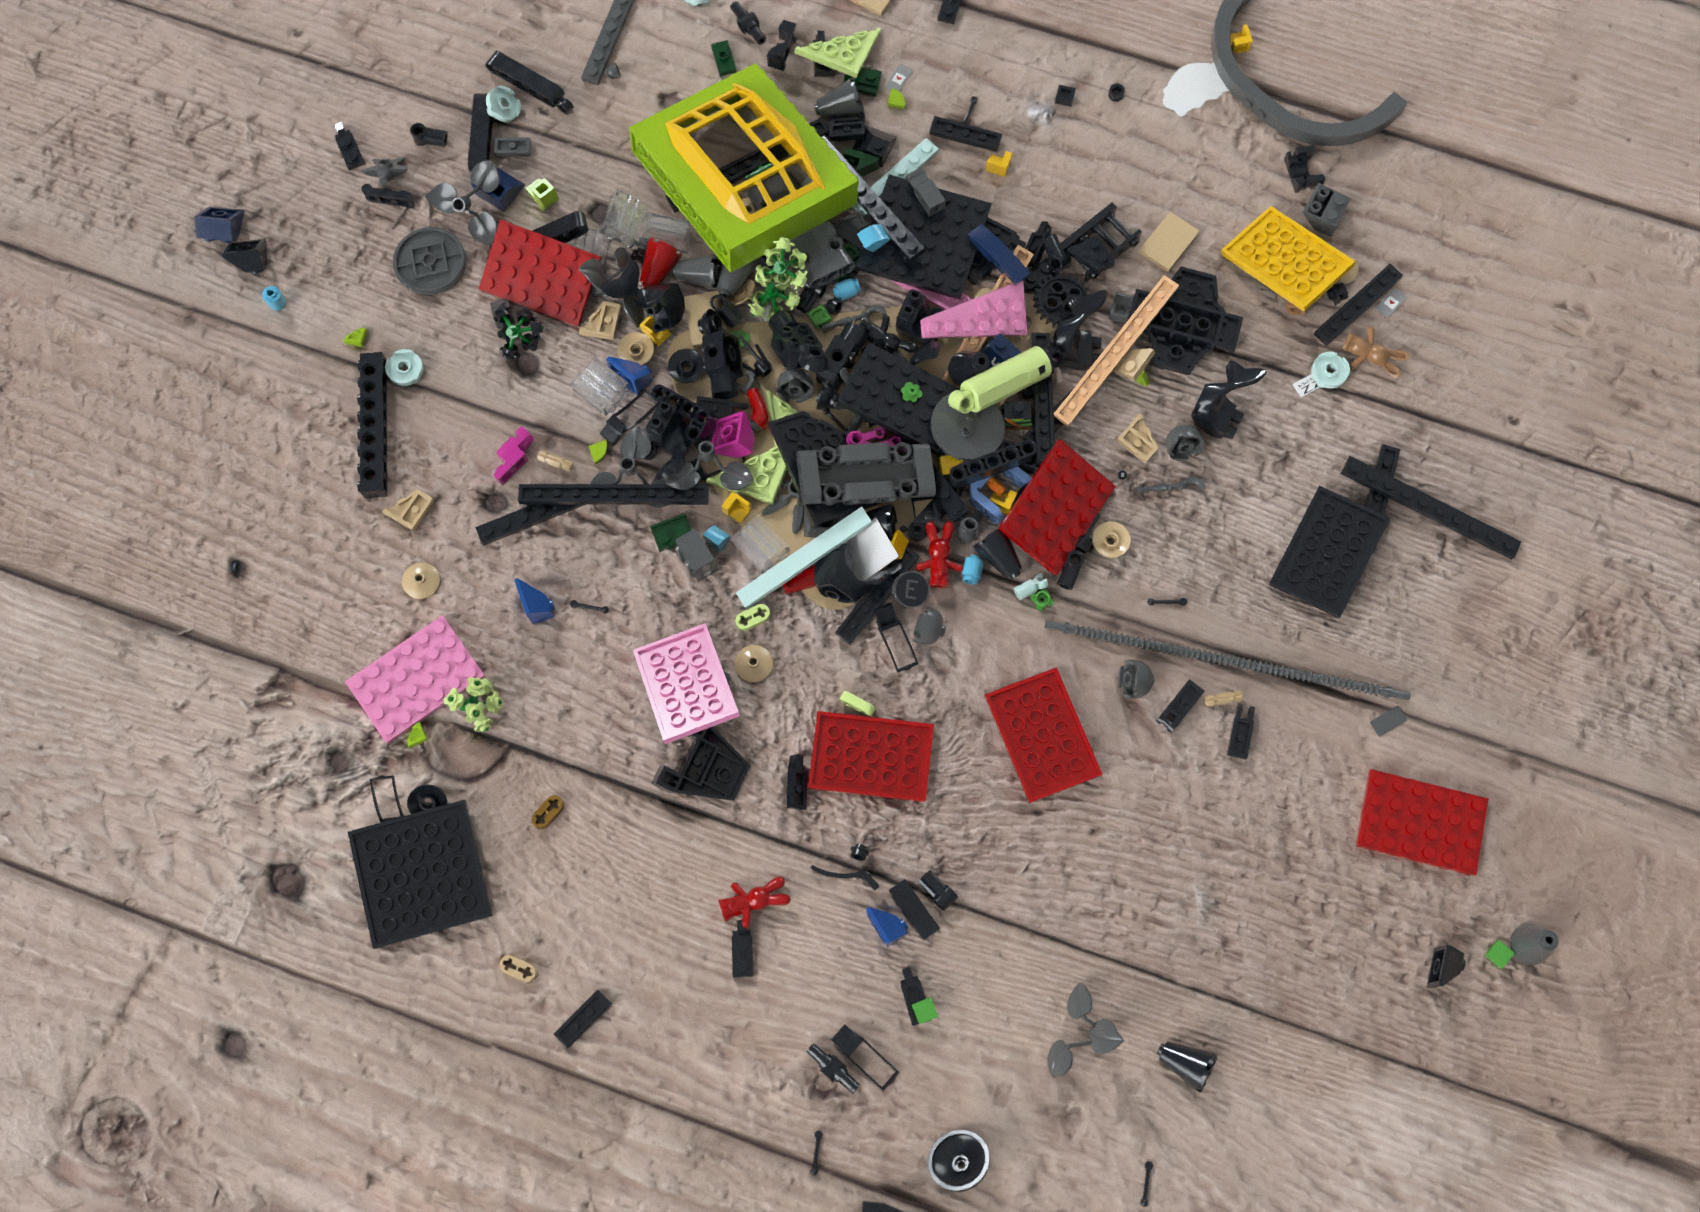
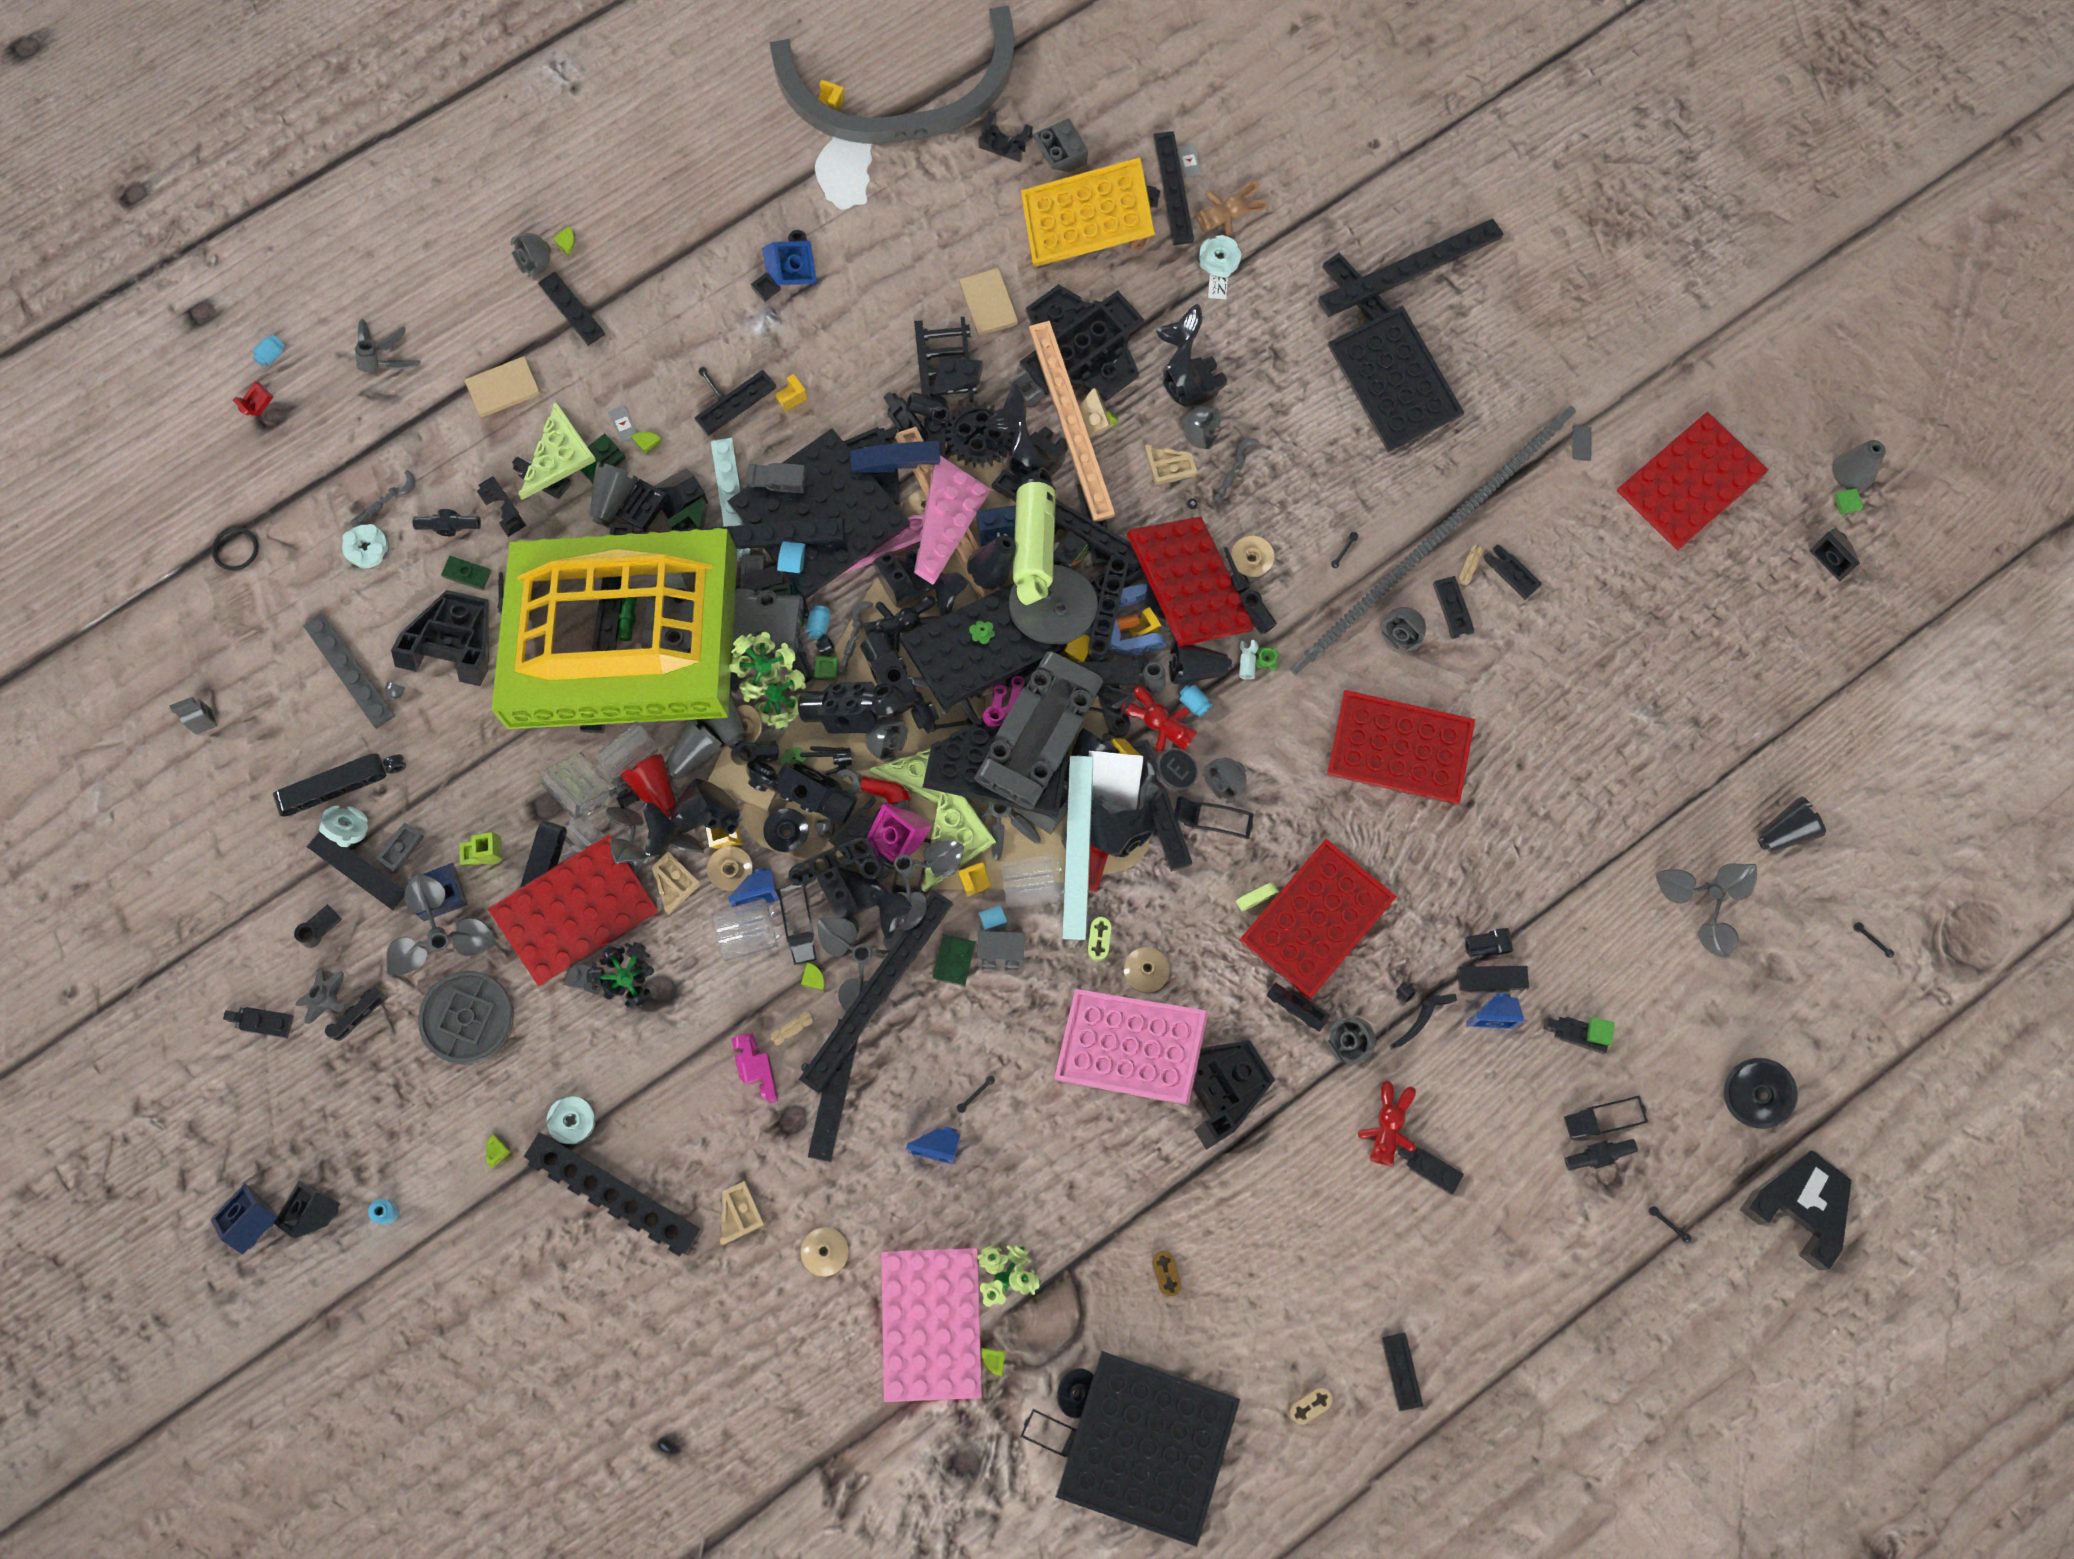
camera: 60 degrees left, 0 degrees up
(674, 74) = (450, 630): none -> black wedge
(706, 388) = (823, 826): none -> dark grey hinge
(795, 833) = (1352, 1040): none -> dark grey cylinder
(1094, 98) = (790, 262): none -> blue slope

